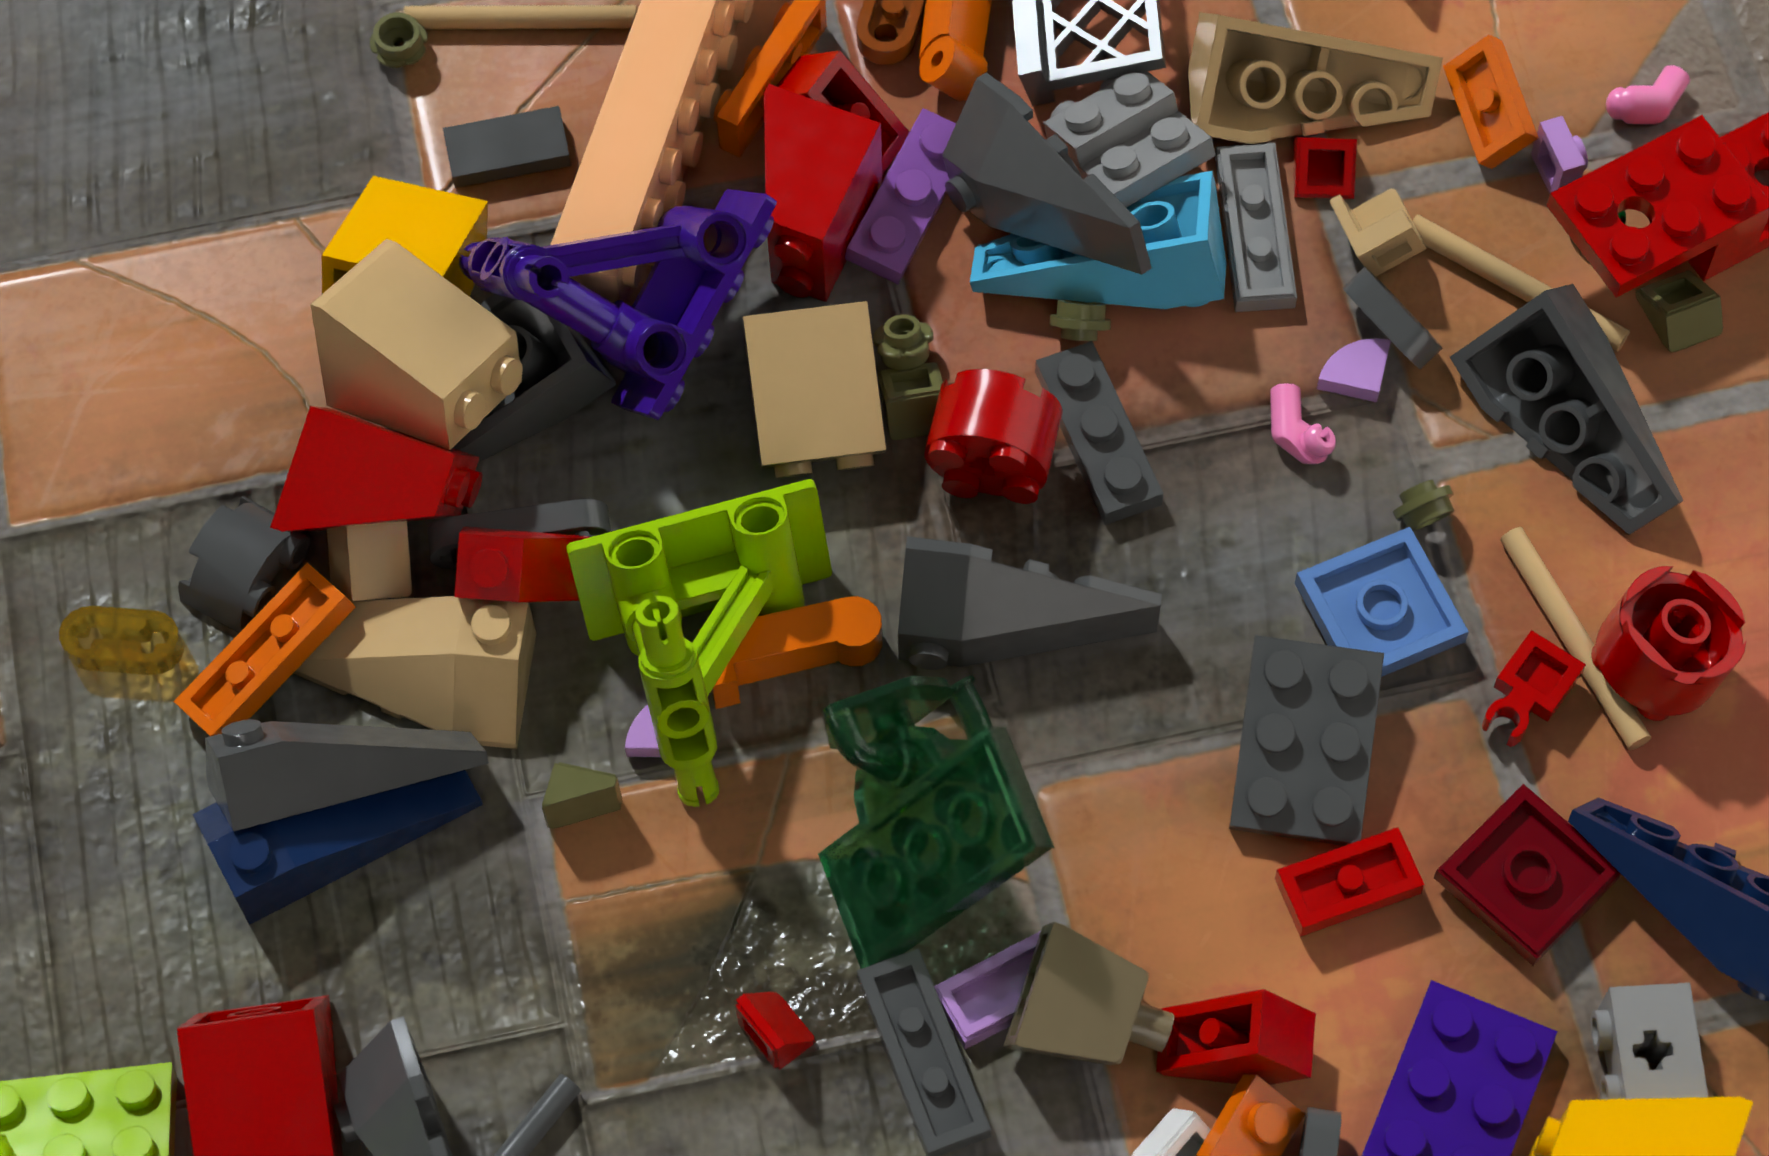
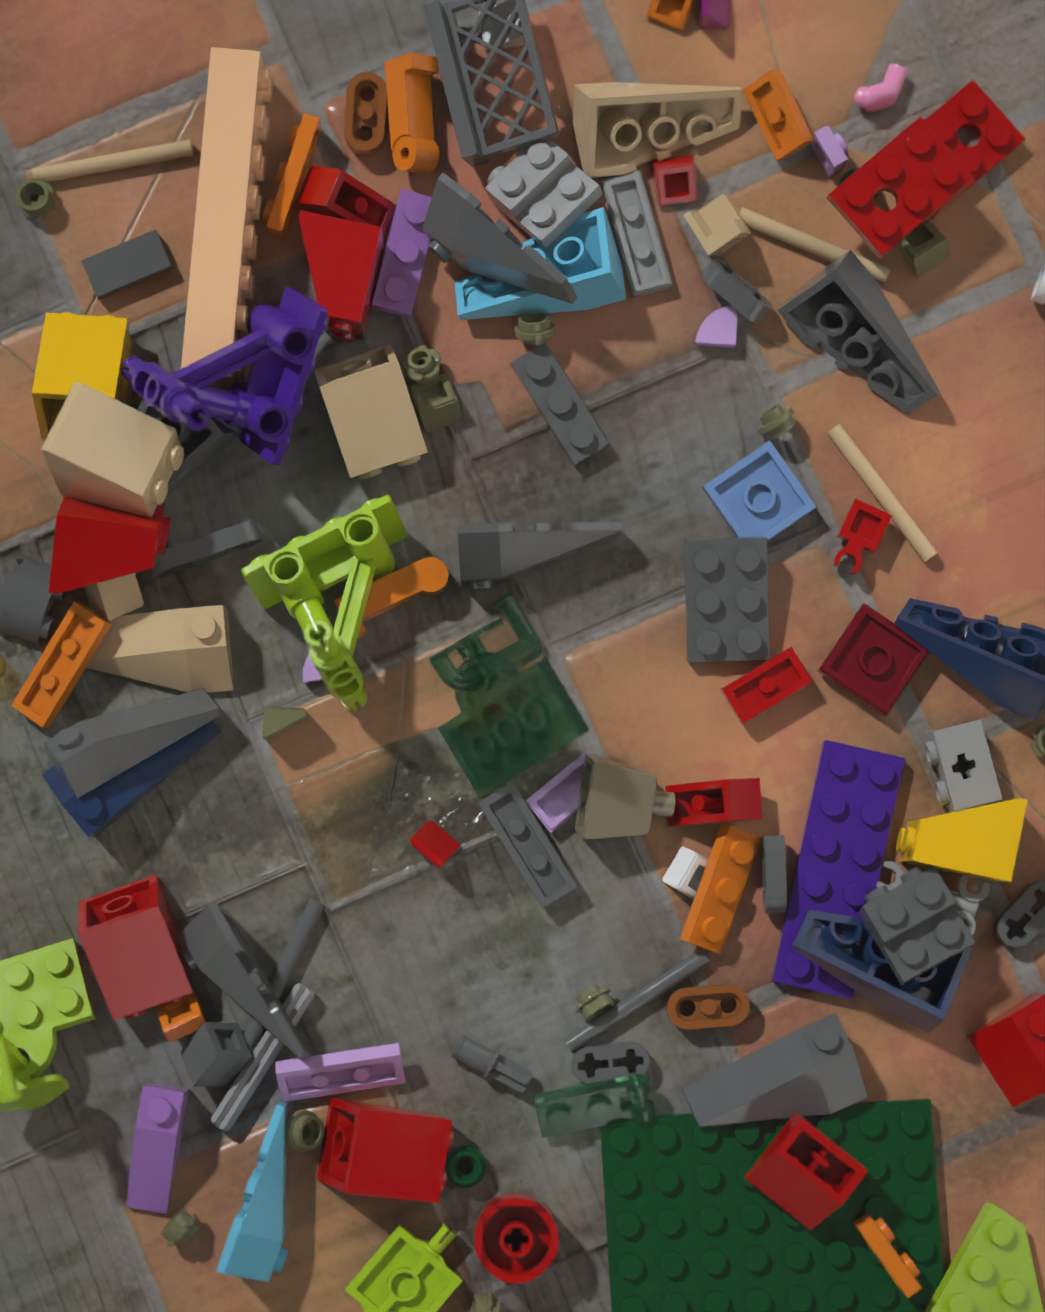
camera: 20 degrees left, 20 degrees up
(514, 566) = (209, 580): red slope -> none
(993, 436) = (494, 430): red brick -> none
(1288, 430) = (684, 382): bright pink arm -> none
(1670, 642) = (922, 499): red brick -> none

